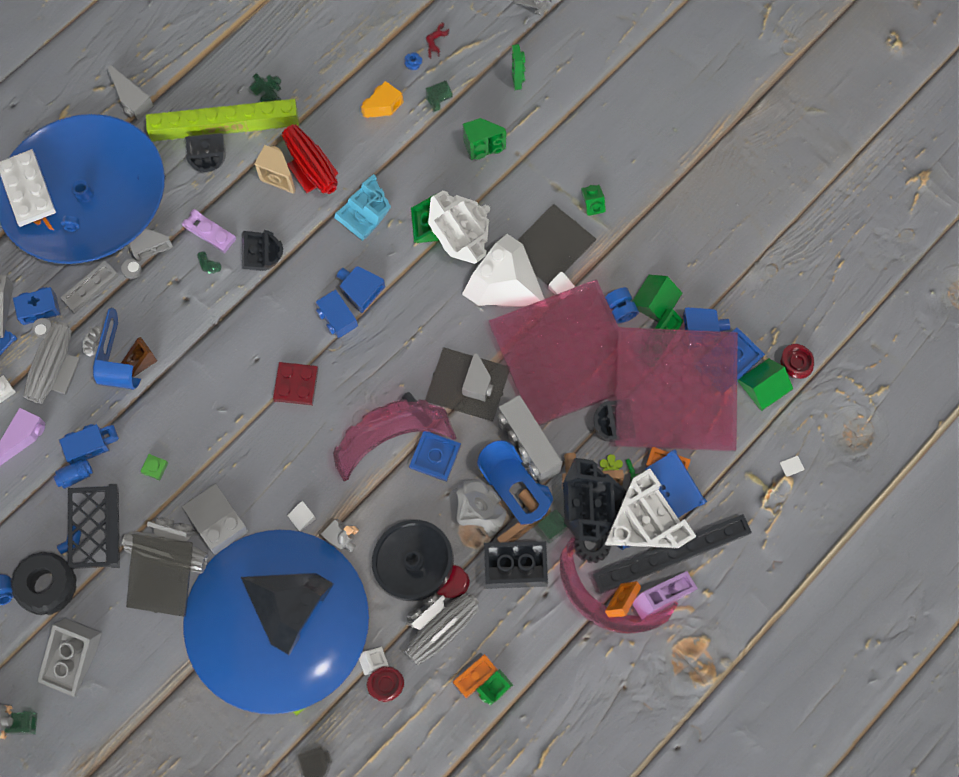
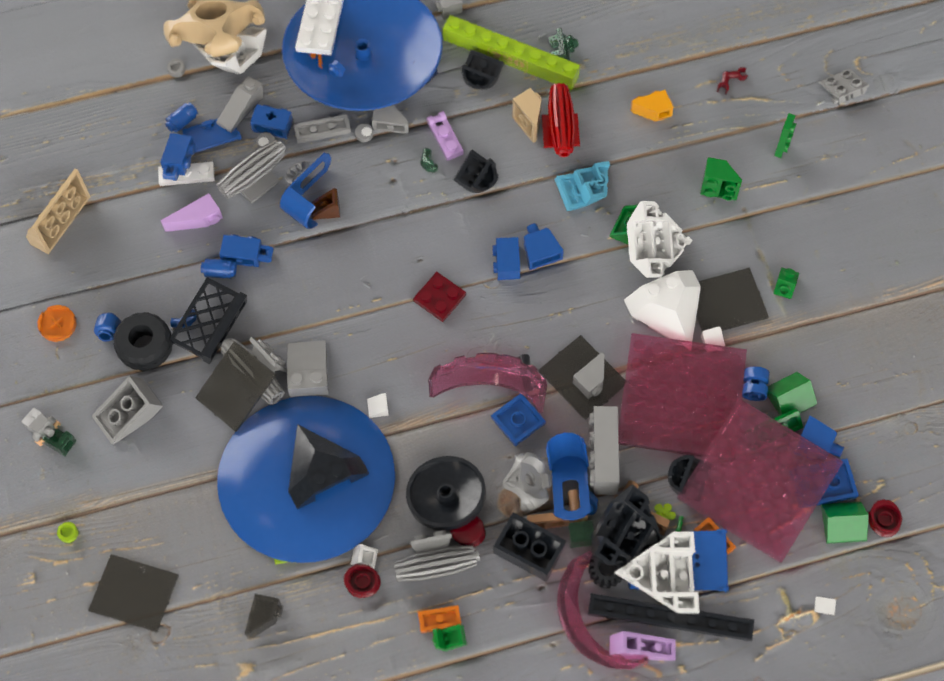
camera: 30 degrees right, 5 degrees down
(154, 467) = (285, 299): bright green plate -> none
(340, 536) = (399, 438): light grey piece -> none
(413, 65) = (700, 90): blue plate -> none
(437, 94) = (704, 123): clear green panel -> none
(623, 599) = (606, 626): orange plate -> none

